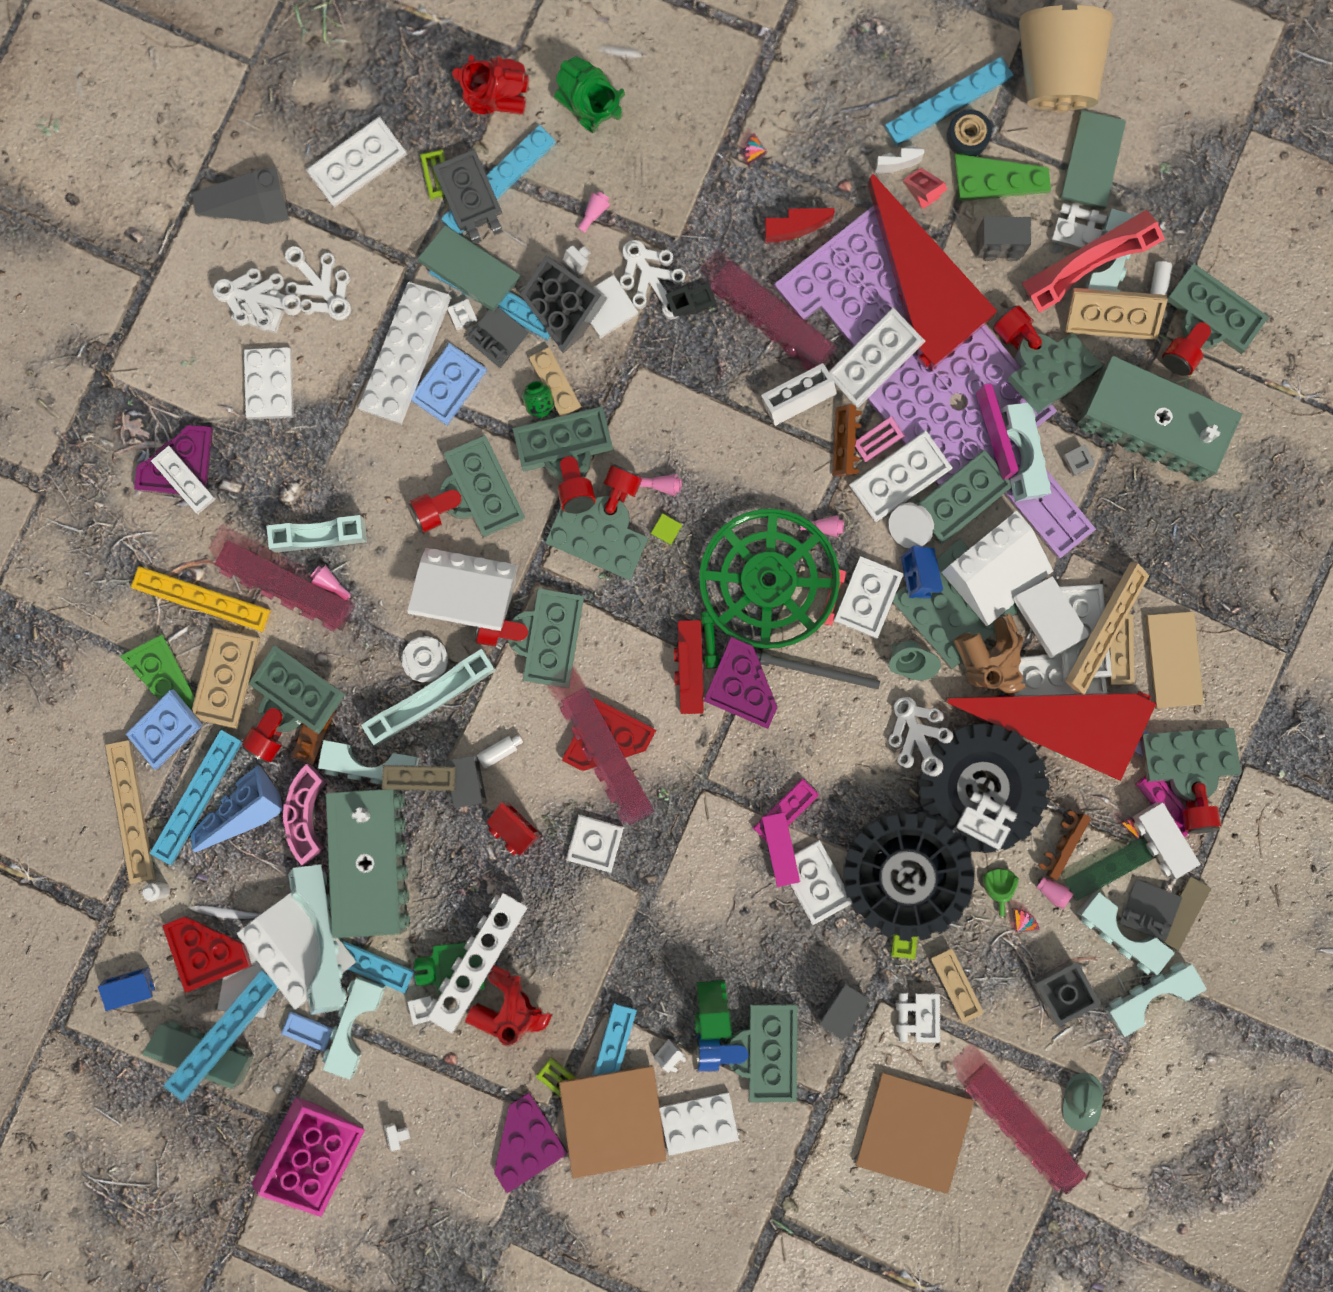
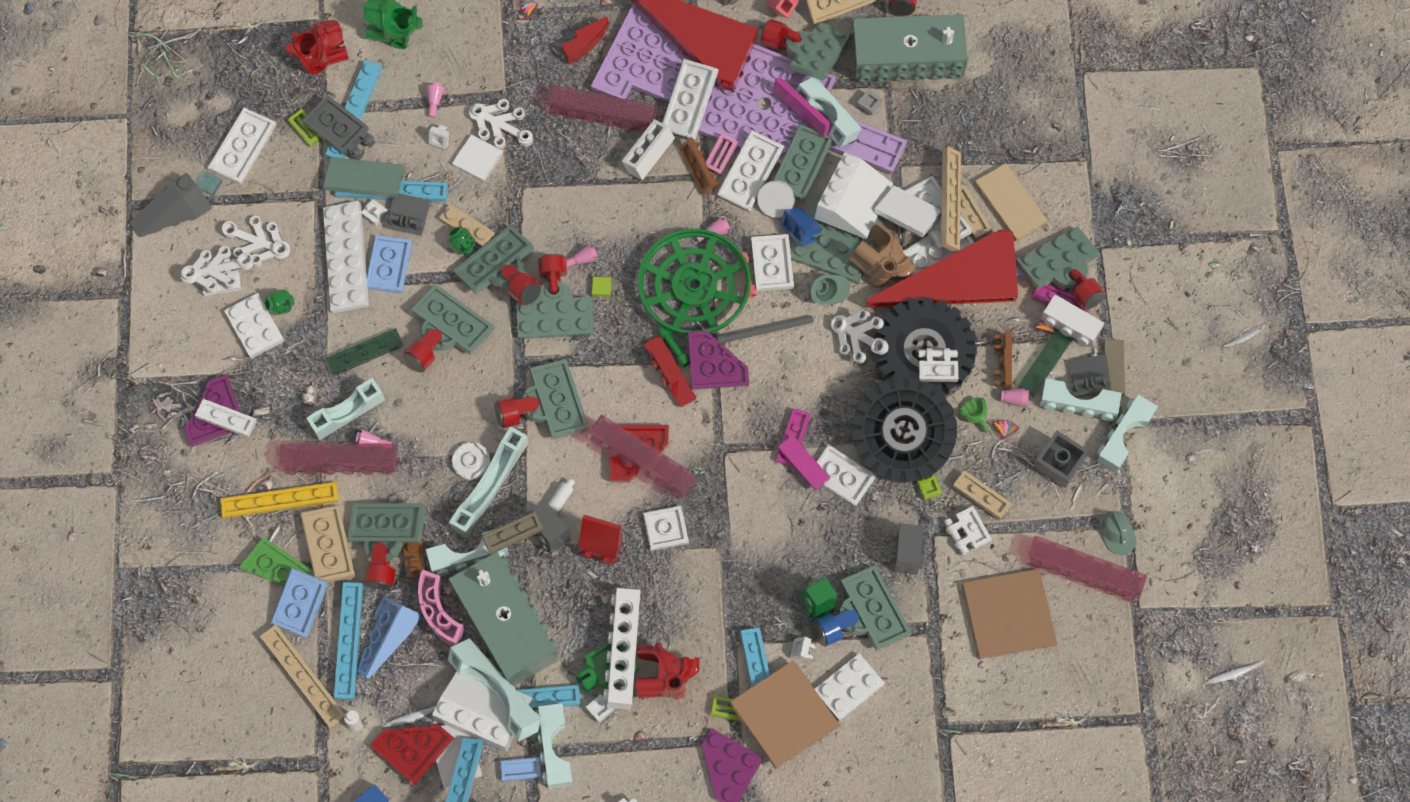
camera: 30 degrees left, 15 degrees down
(299, 189) = (209, 183): none -> clear light blue tile
(306, 371) = (279, 302): none -> green head
(372, 474) = (364, 352): none -> clear green tile
(463, 589) = (475, 391): white slope -> none
(562, 302) = (444, 166): dark grey wedge -> none
(691, 301) = (537, 125): pearl dark grey slope -> none

